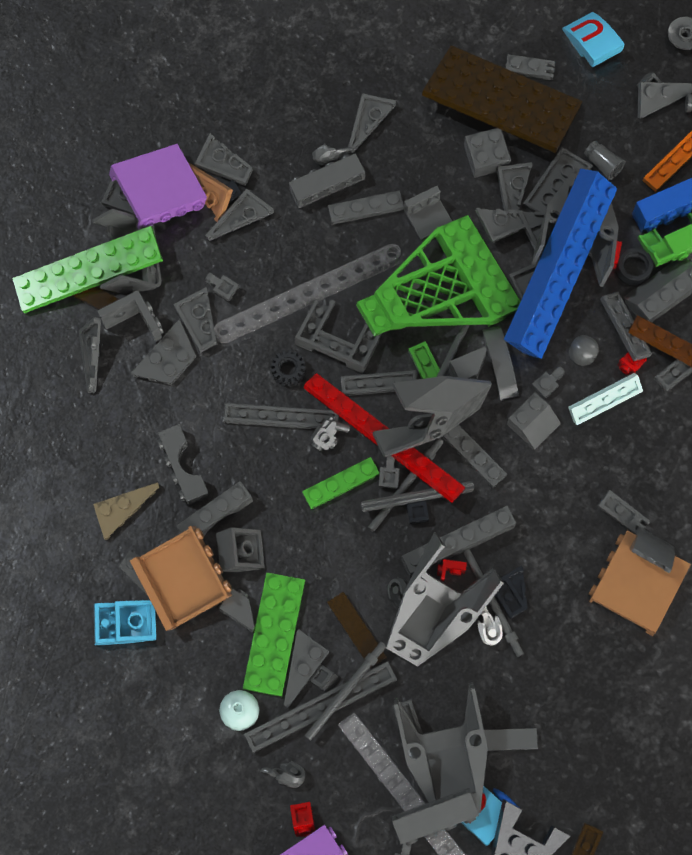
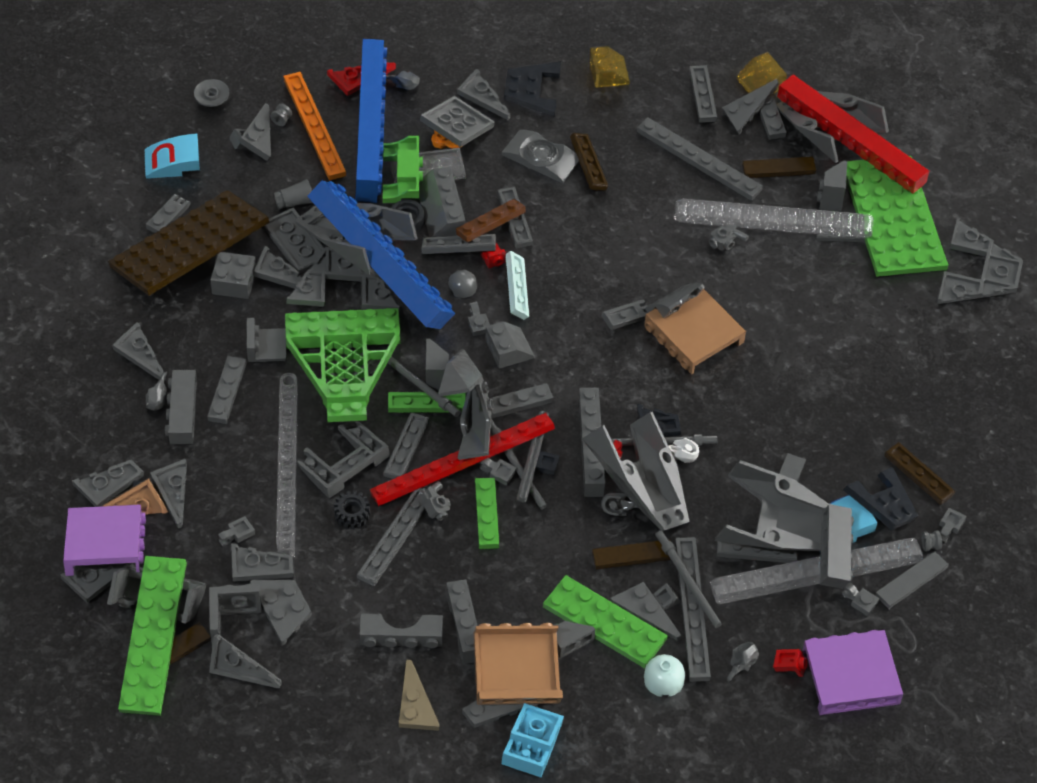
camera: 70 degrees left, 20 degrees down
(240, 550) = (510, 611): dark grey slope -> none
(501, 363) = (416, 342): dark grey slope -> none

